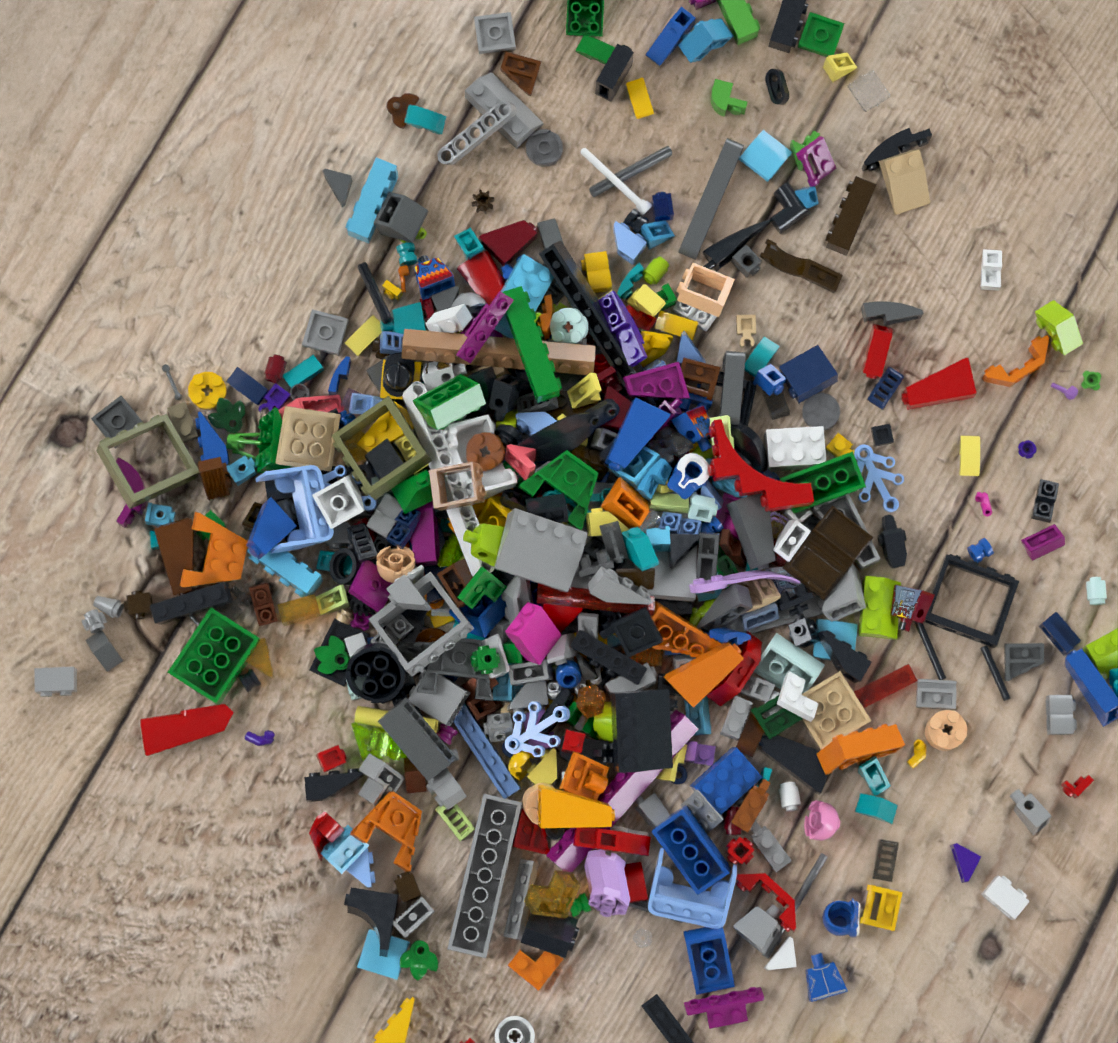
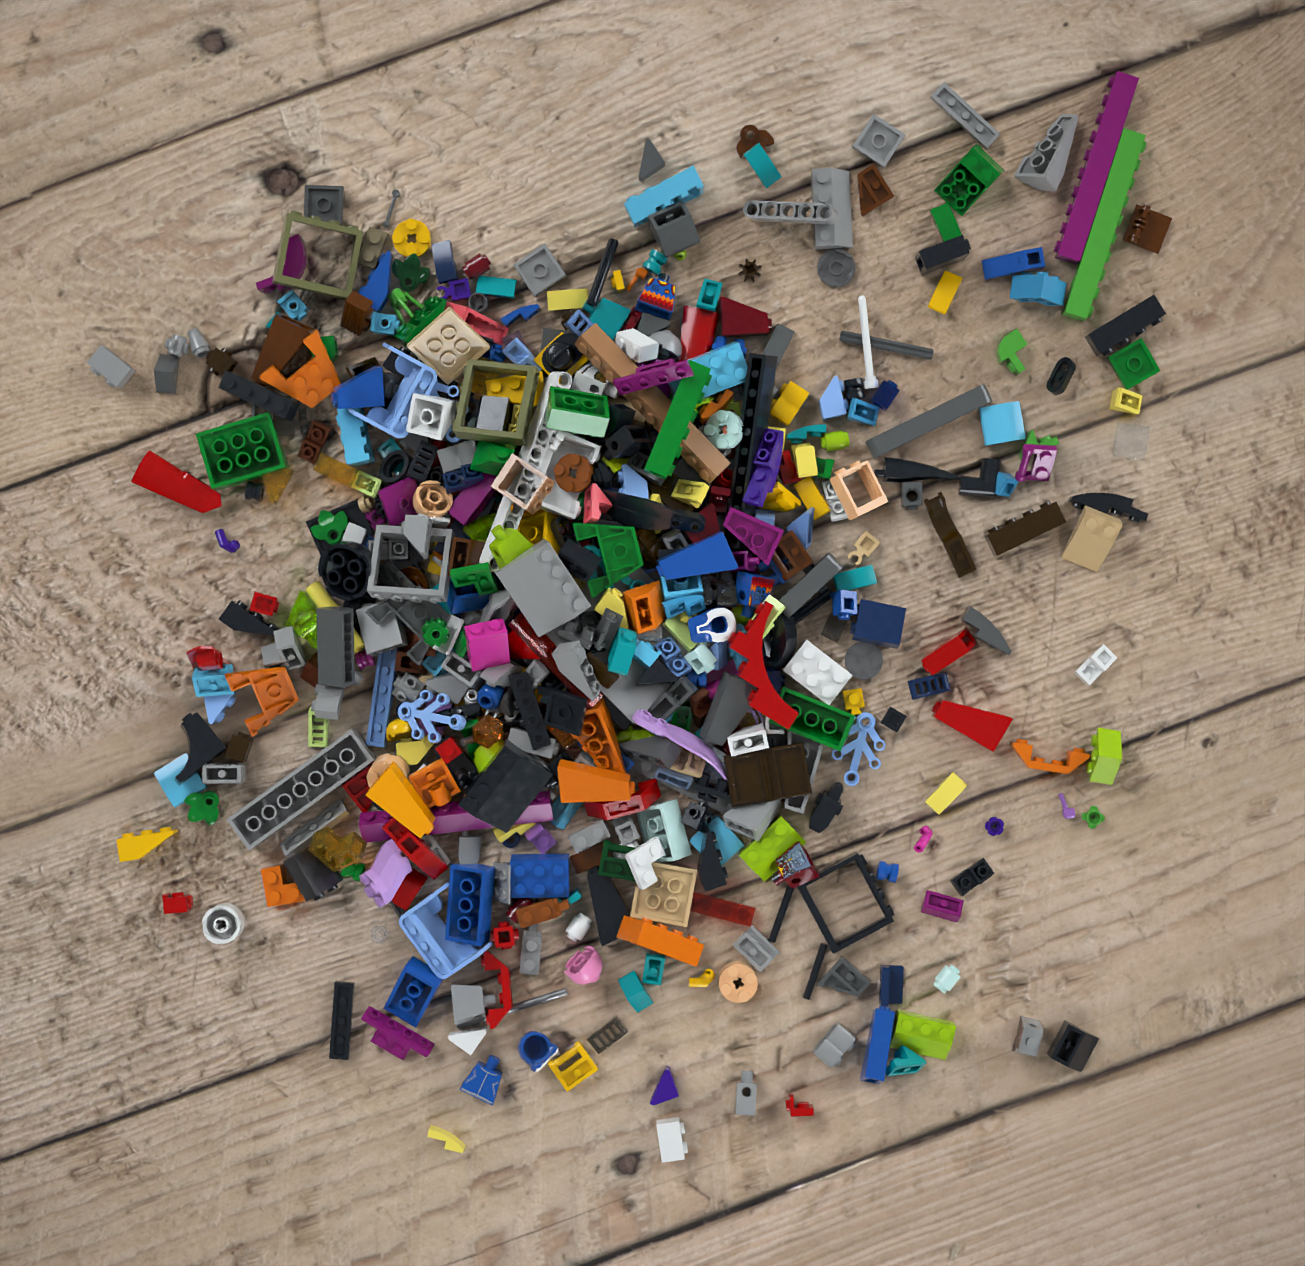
camera: 40 degrees right, 10 degrees up
(729, 635) = (635, 769): blue slope -> none

